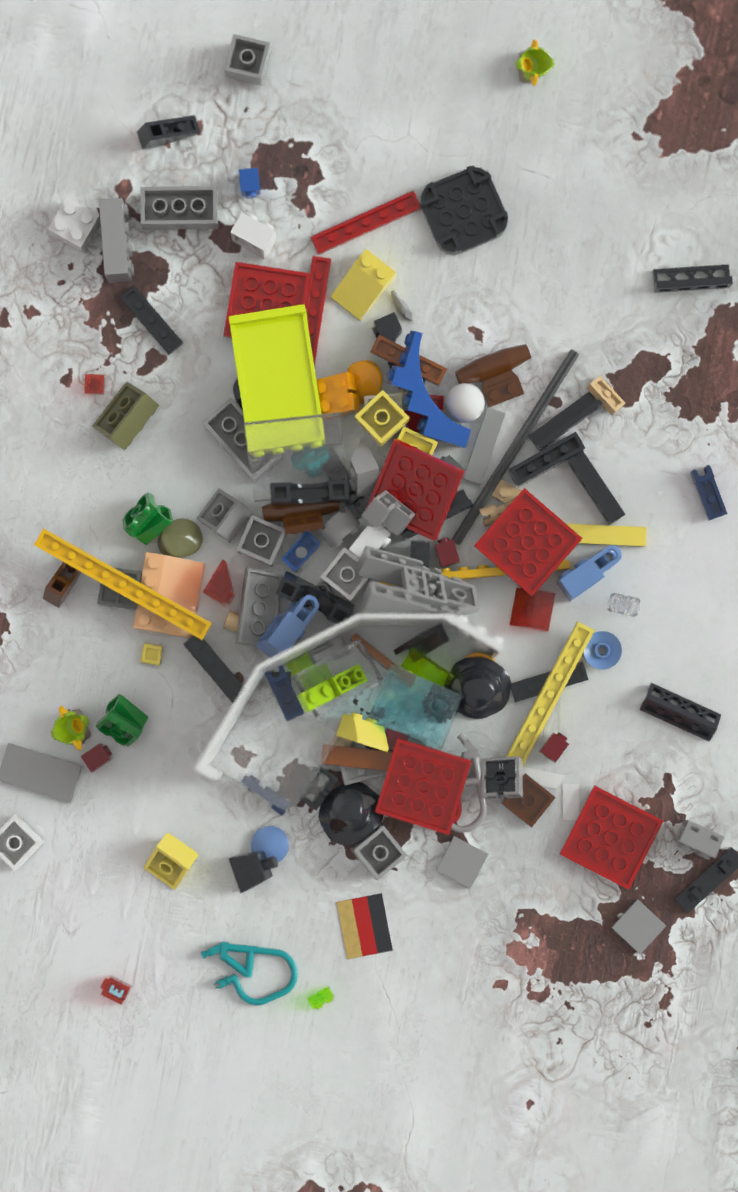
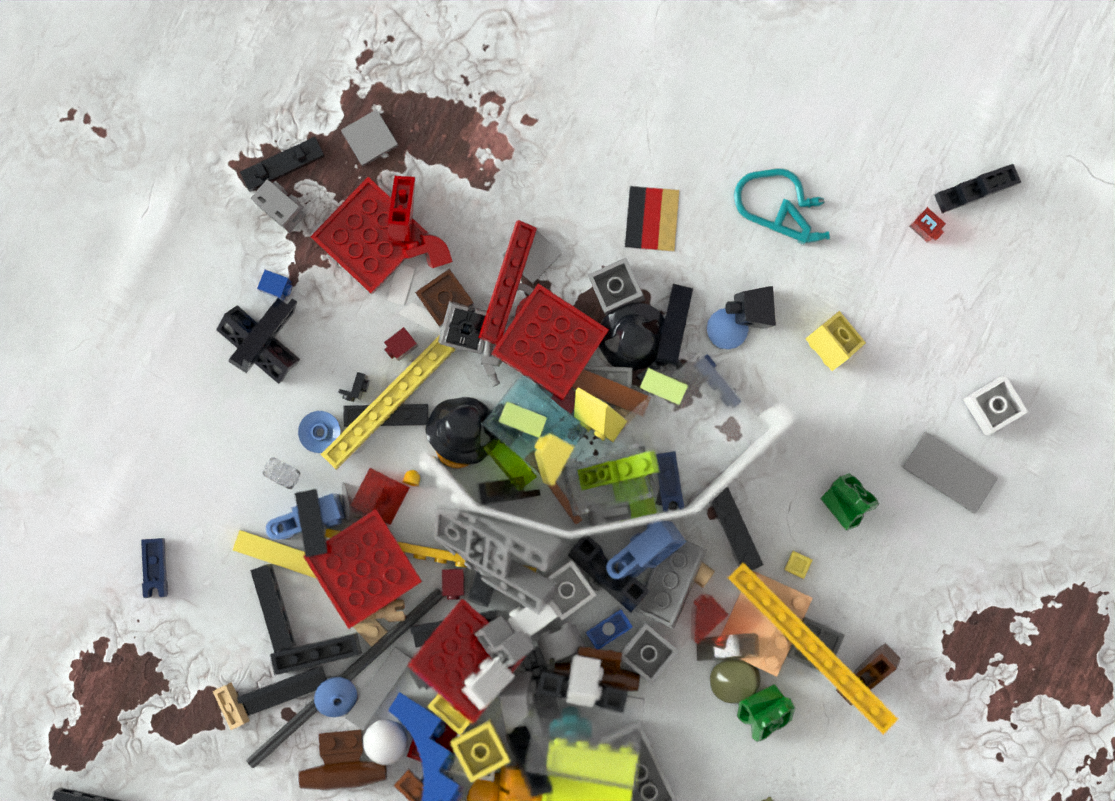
camera: 165 degrees left, 0 degrees up
(71, 727) = (905, 509): lime hair -> none
(79, 1037) = (977, 188): none -> black slope
(97, 757) = (885, 471): dark red brick -> none
(194, 565) = (728, 647): none -> clear smoke slope
(224, 515) = (680, 692): light grey slope -> none
(311, 500) = (584, 680): none -> white brick
(312, 774) = (663, 386): none -> yellowish green tile
(318, 834) = (674, 324): none -> black tile
(321, 997) = (717, 158): clear neon green piece -> none
(350, 433) = (519, 743): none -> black hinge
(392, 476) = (488, 682): none -> white brick
(392, 682) = (551, 457): none -> light yellow slope
(427, 709) = (522, 419): none -> yellowish green tile
(476, 828) = (507, 282): none -> red tile
(509, 633) = (411, 478): none -> yellow hinge
(523, 433) = (332, 689): none -> medium blue dish
(554, 842) = (433, 247): none -> red brick
(555, 588) = (348, 510): none -> light grey bar
(579, 700) = (360, 385): none -> black bracket
(583, 568) = (311, 523): none -> black tile
(589, 868) = (401, 208): none -> red slope
(677, 720) = (262, 334): none -> black fence
(680, 768) = (275, 285): none -> blue brick

